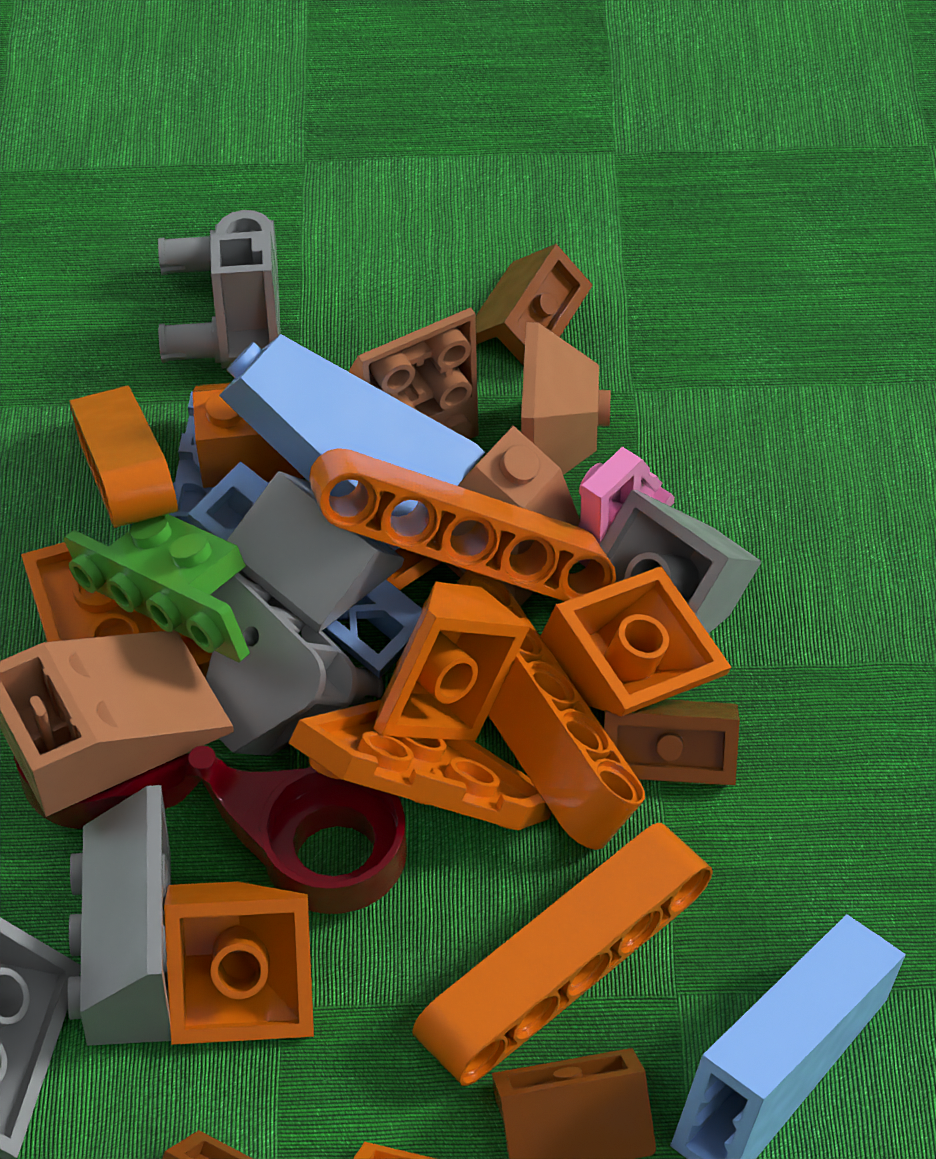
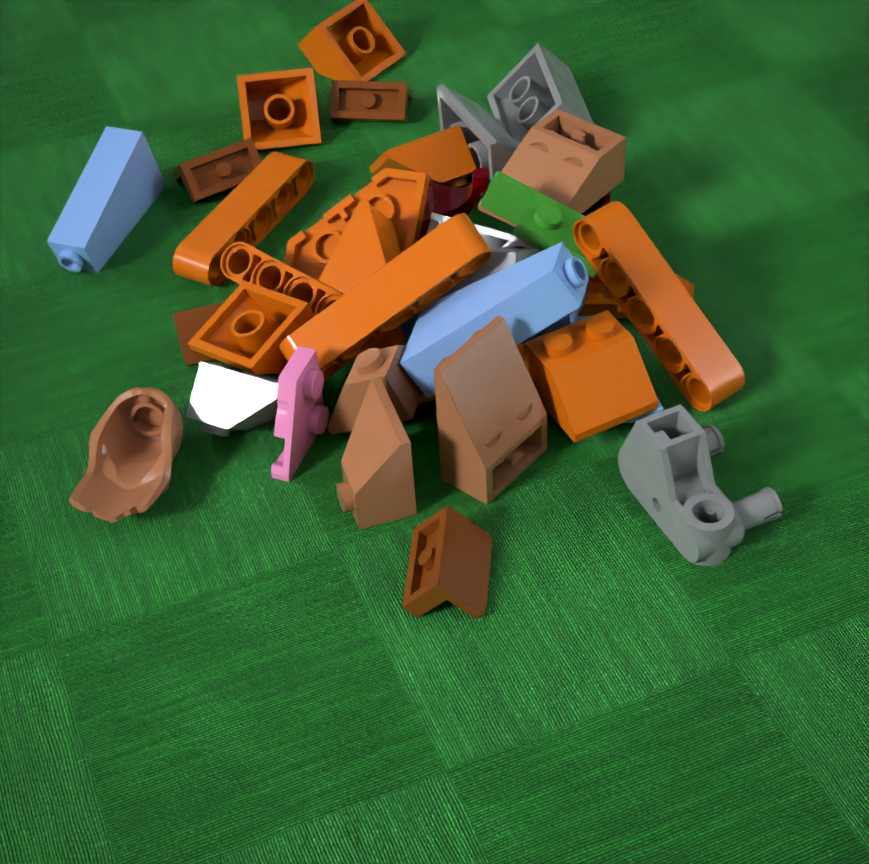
camera: 160 degrees right, 10 degrees down
(842, 531) = (130, 455): none -> nougat hair

